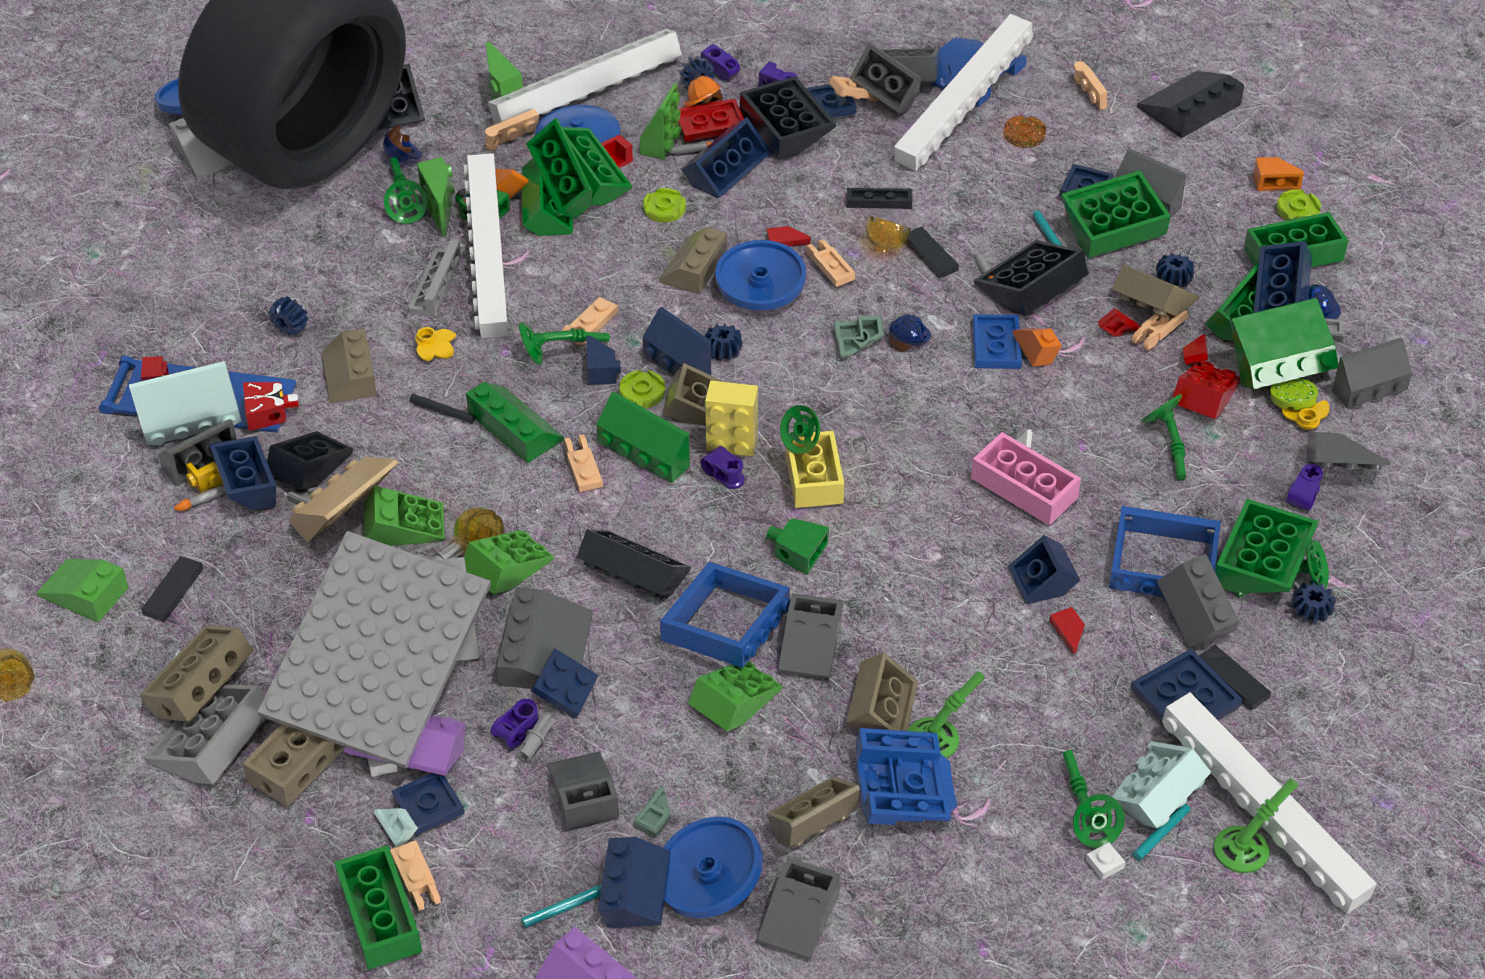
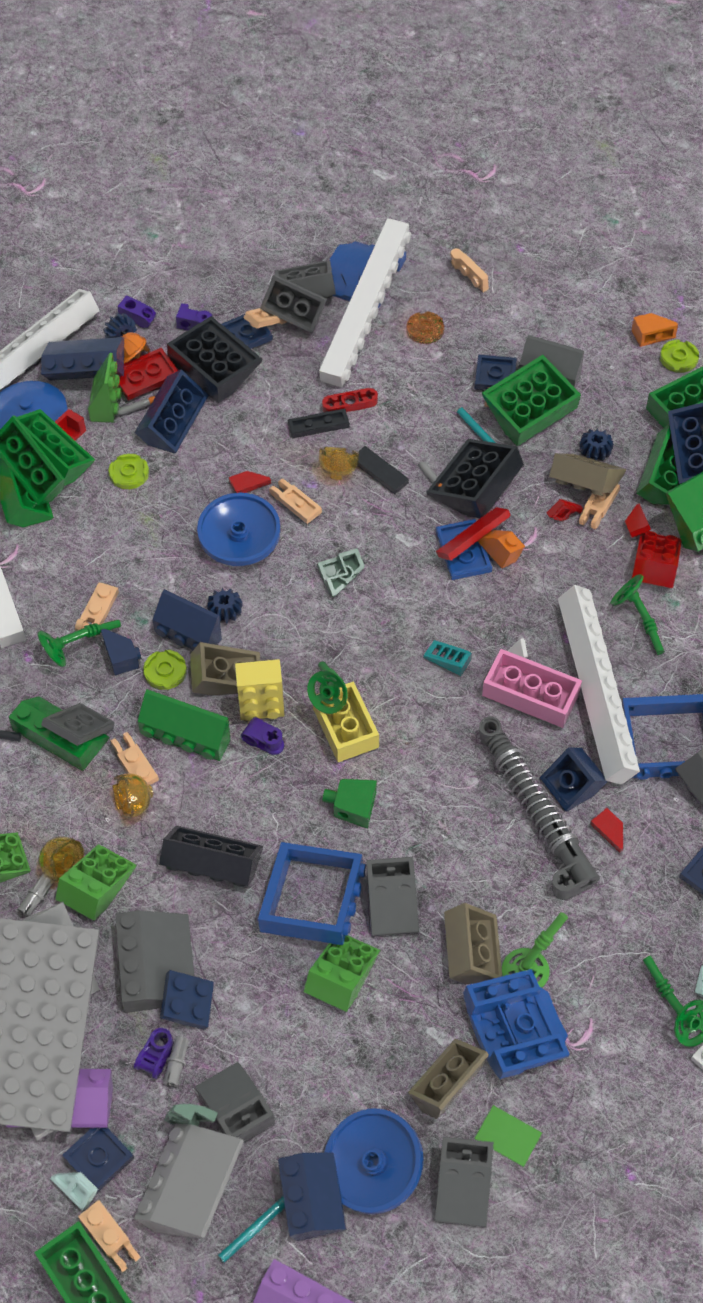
camera: 15 degrees left, 10 degrees up
(508, 836) = (188, 1181): none -> light grey slope
(529, 779) = (189, 1114): none -> sand green slope
(535, 413) = (78, 724): none -> dark grey tile
(569, 489) = (131, 795): none -> clear yellow cylinder
(645, 92) = (80, 358): none -> dark blue slope
(654, 815) = (306, 1113): sand green tile -> none
(695, 260) = (174, 525): dark tan slope -> none
(864, 884) = (510, 1135): none -> bright green sticker
(908, 332) = (385, 559): clear blue piece -> none
(940, 183) = (364, 402): none -> red beam
(953, 447) = (451, 665): none -> teal slope
(1010, 325) = (473, 533): none -> red tile
(1018, 646) = (562, 840): none -> dark grey piece
(1099, 490) = (598, 685): none -> white brick
(1194, 101) = (560, 267): black slope -> none

